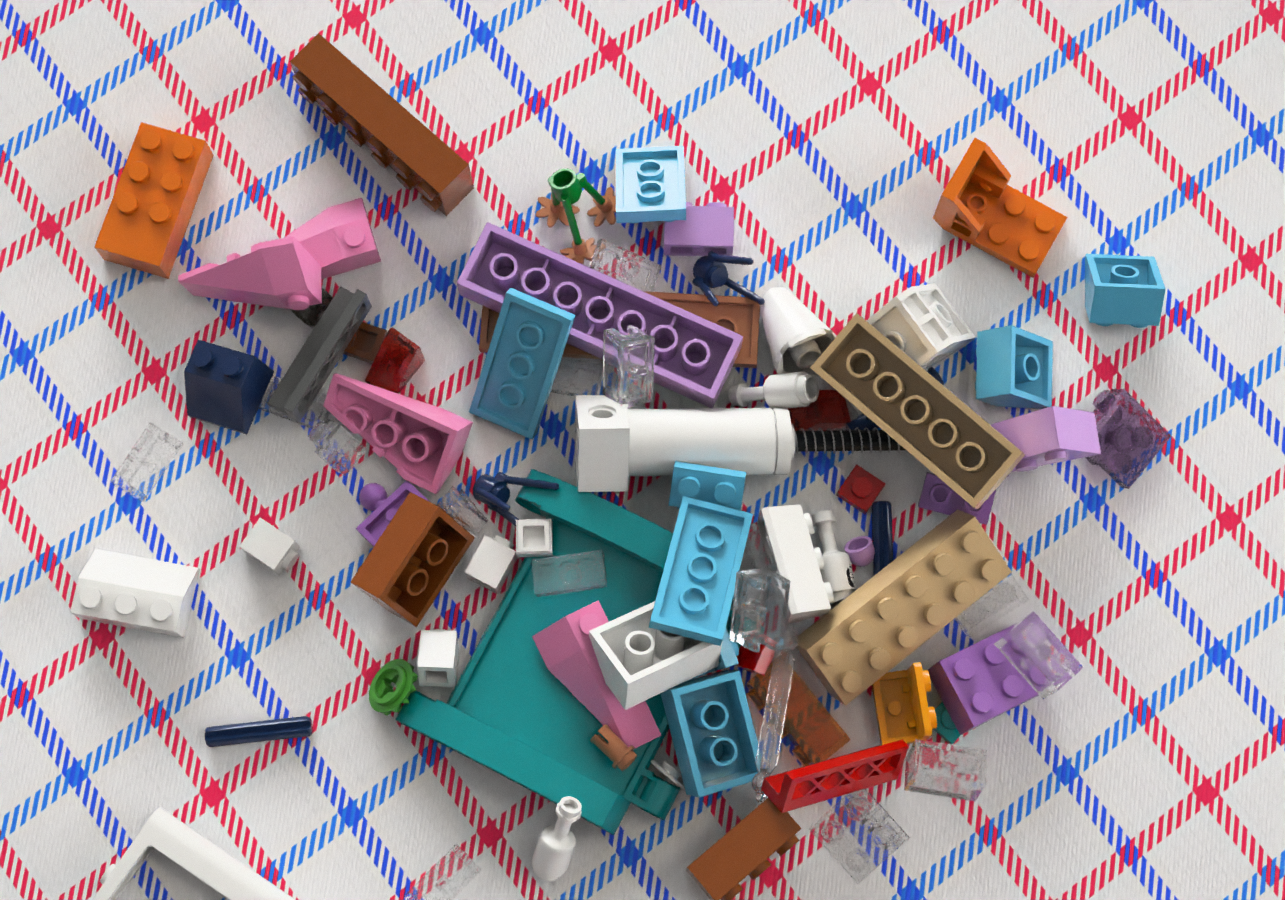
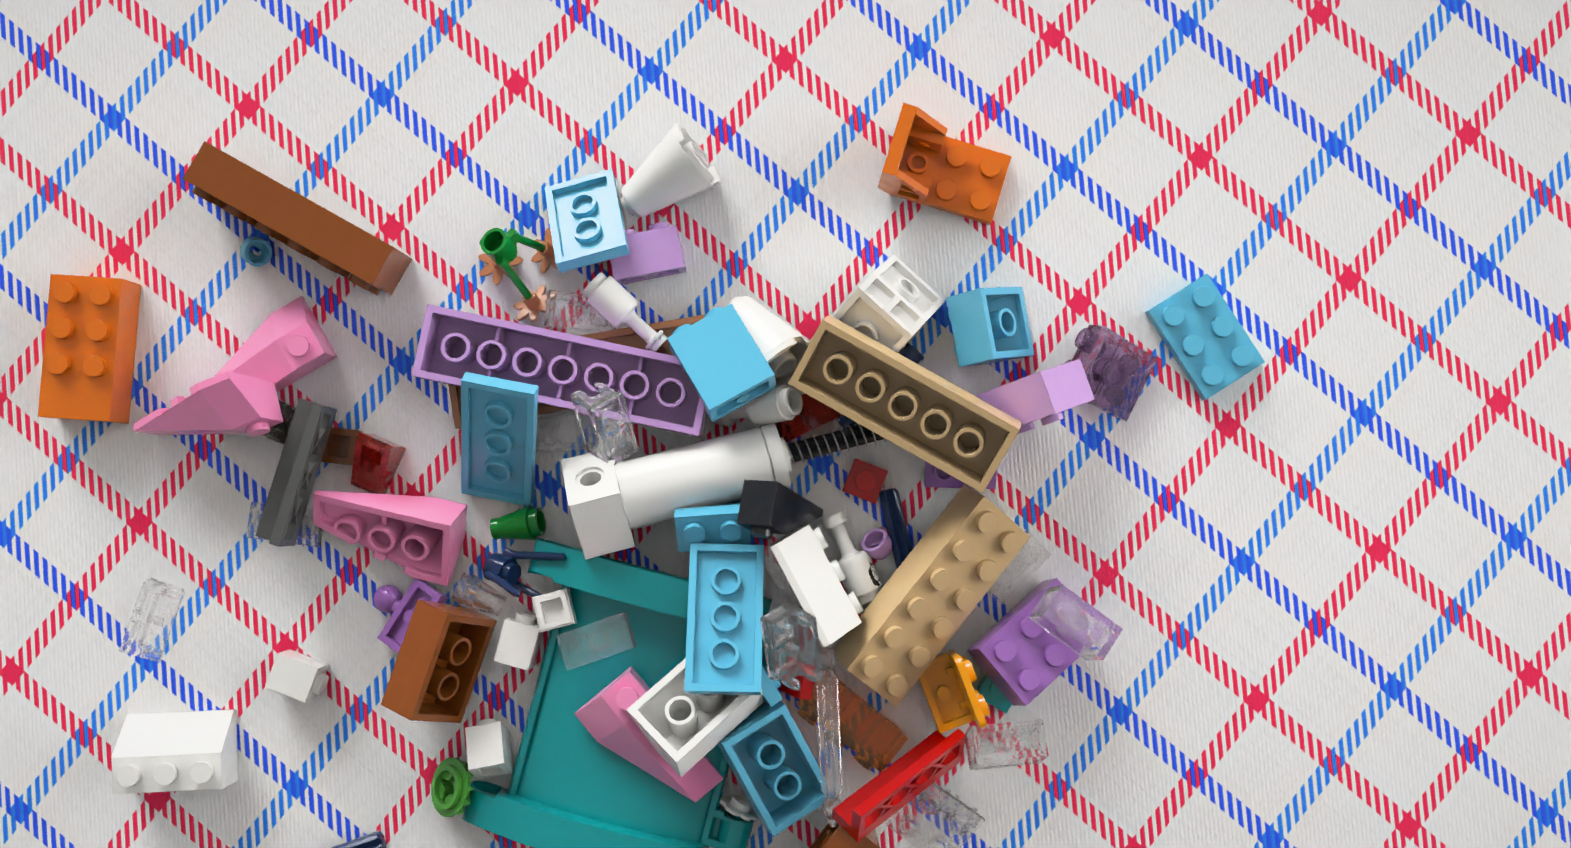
camera: 15 degrees left, 10 degrees up
(225, 386) = (209, 526): dark blue slope -> none
(336, 142) = (251, 258): none -> medium azure hinge
(336, 445) = (336, 560): clear brick -> none
(517, 453) = (521, 524): none -> green cone
(615, 749) = (680, 806): nougat pin -> none
(663, 269) = (619, 307): none -> white piece
(712, 273) = (670, 296): dark blue plant -> none
(736, 161) = (668, 175): none -> white cone
(752, 335) = (722, 361): none -> medium azure panel
(770, 479) = (773, 509): none -> black slope
(1123, 290) = (1081, 219): medium azure slope -> none
(1222, 427) = (1204, 337): none -> medium azure plate

